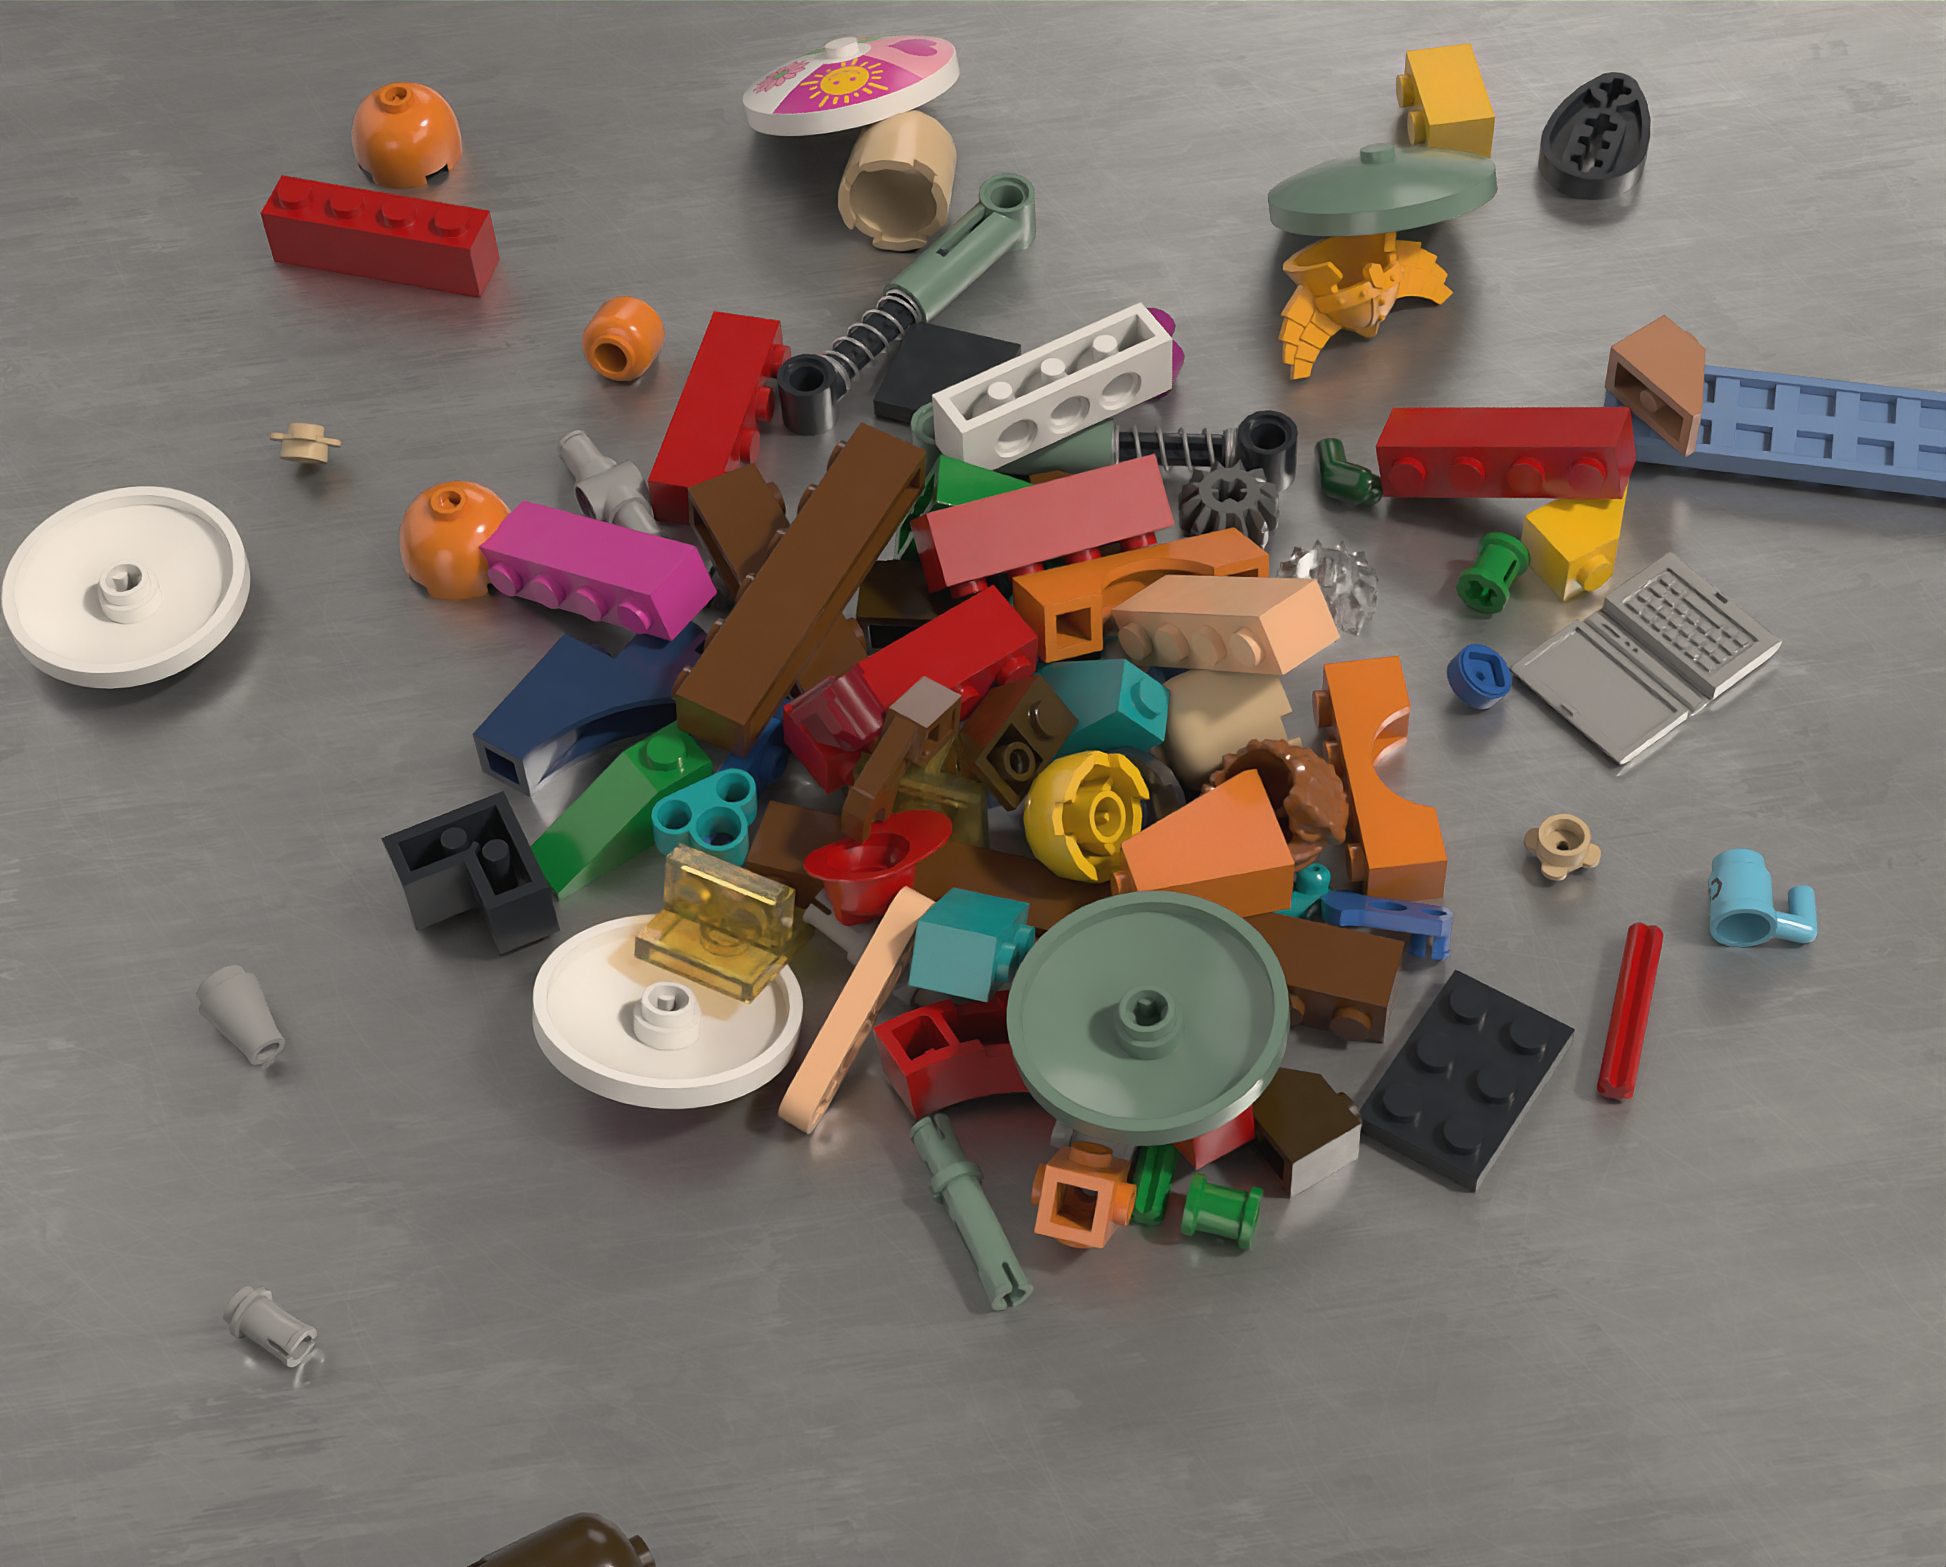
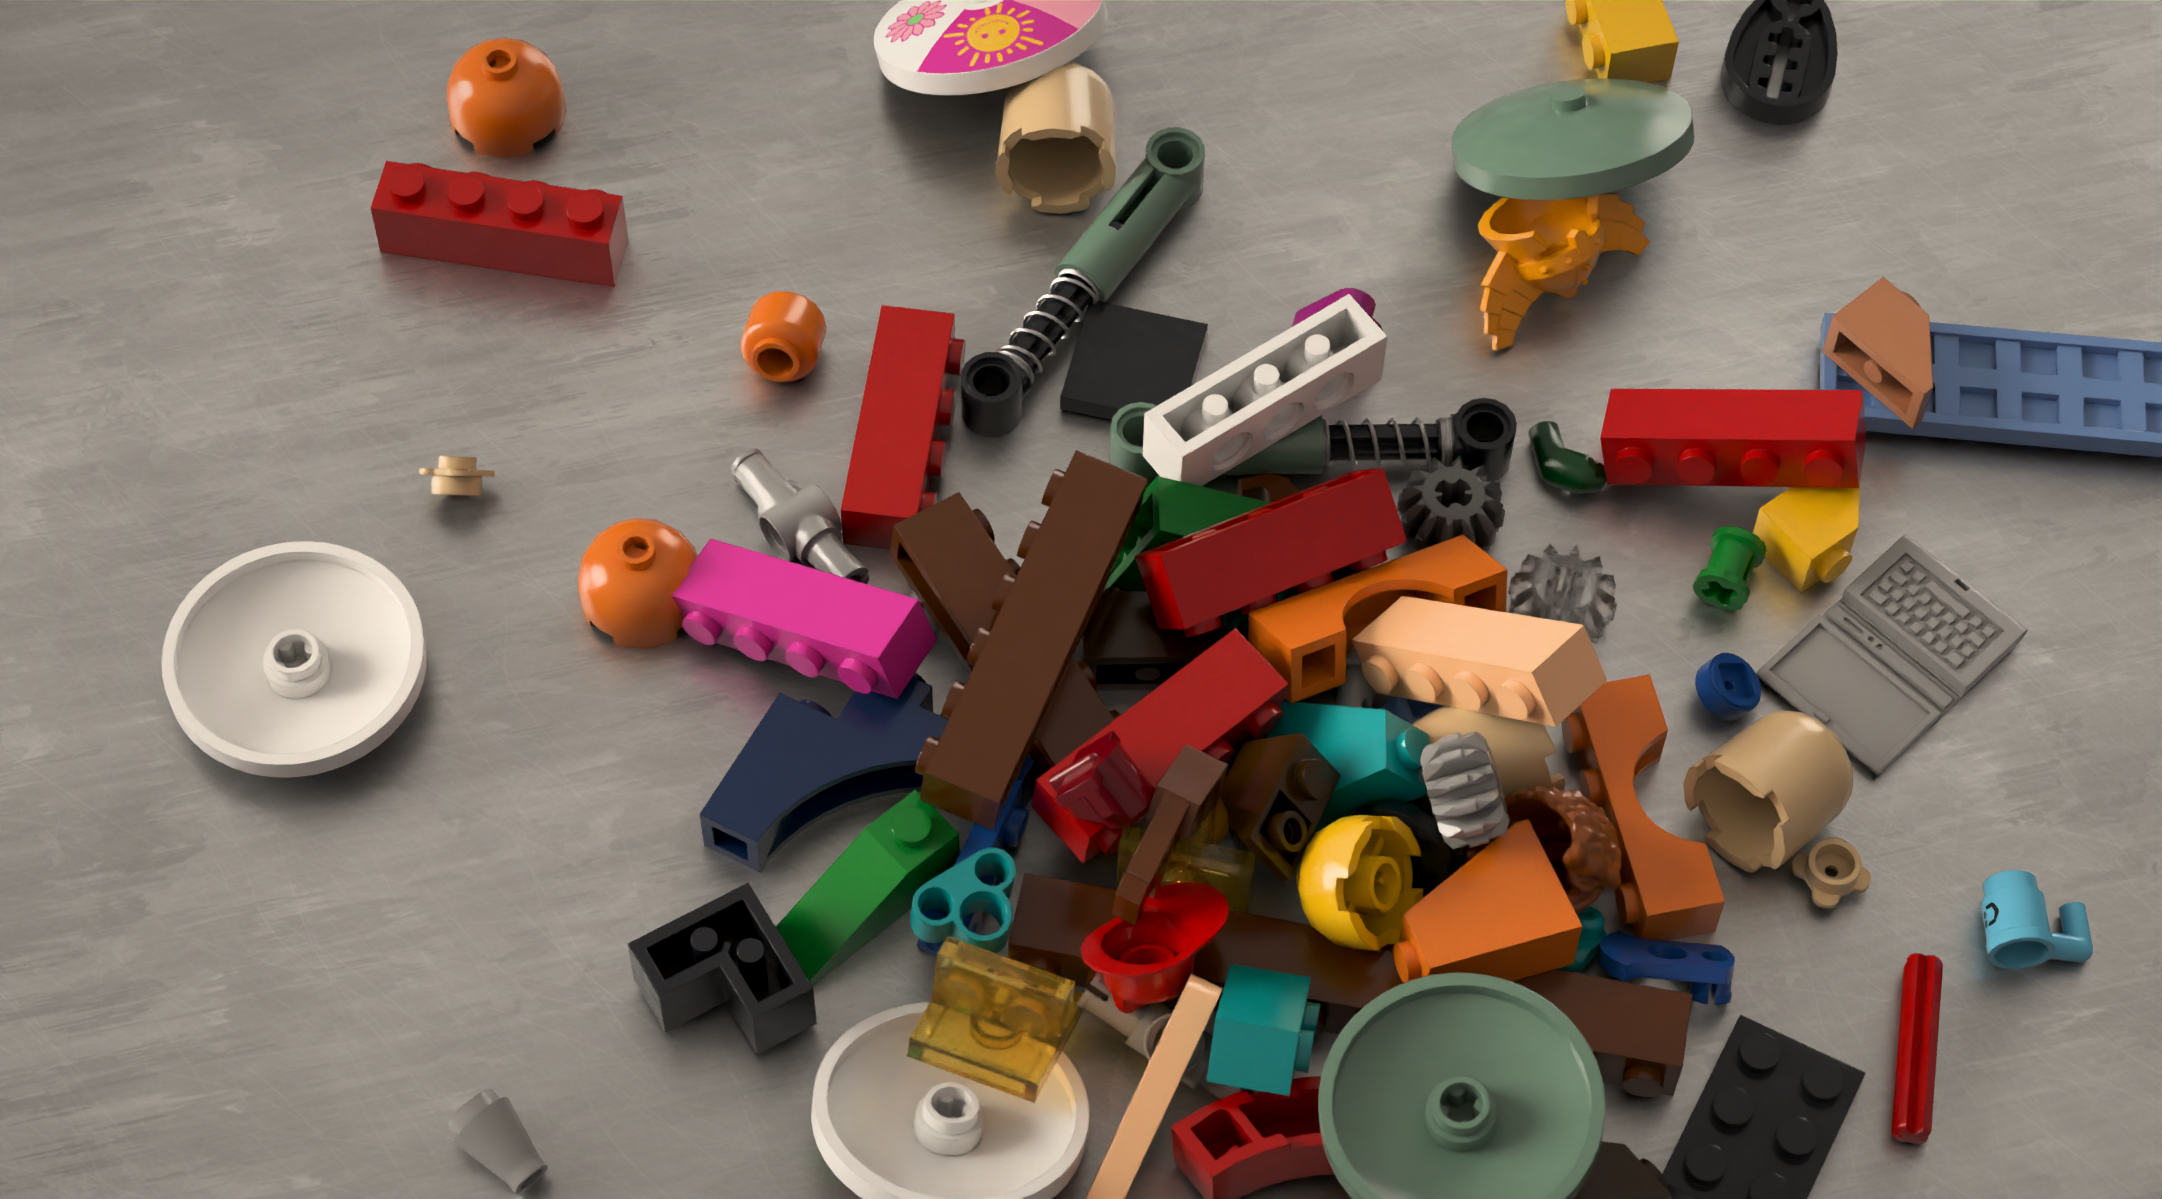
camera: 10 degrees left, 5 degrees up
(1193, 735) = (1464, 790): none -> light grey gear
(1505, 762) = (1770, 789): none -> tan cylinder

